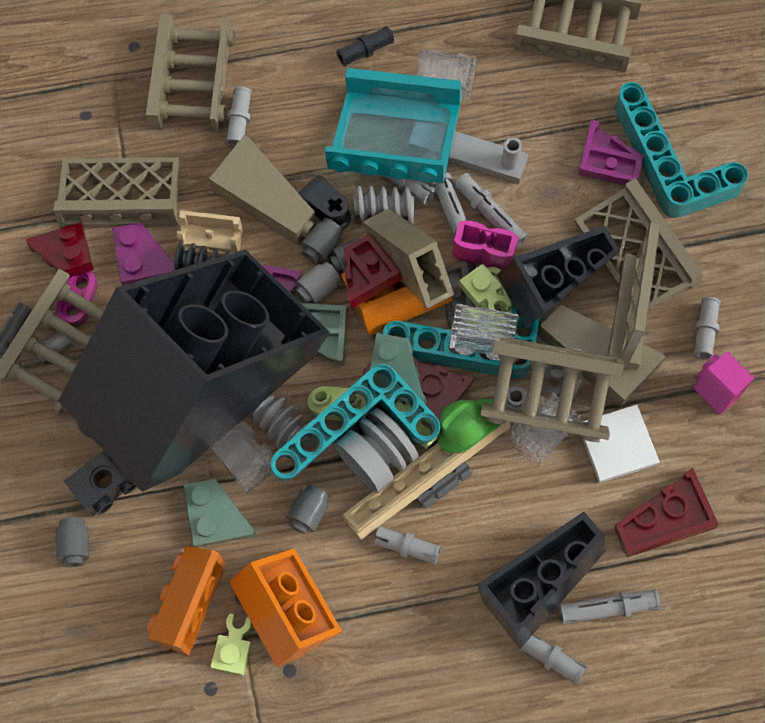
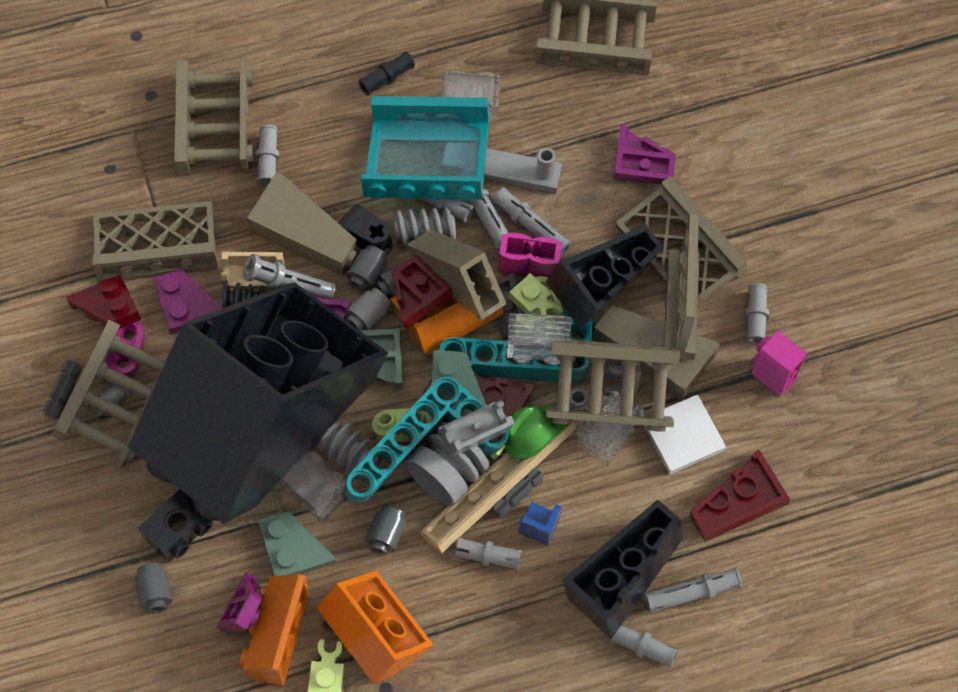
camera: 10 degrees left, 5 degrees down
(155, 575) = (243, 606): none -> magenta wing
(230, 240) = (276, 275): none -> light grey pin
(407, 420) = (475, 428): none -> light grey hinge
(462, 518) = (540, 522): none -> blue panel
(666, 160) = (699, 157): teal beam -> none

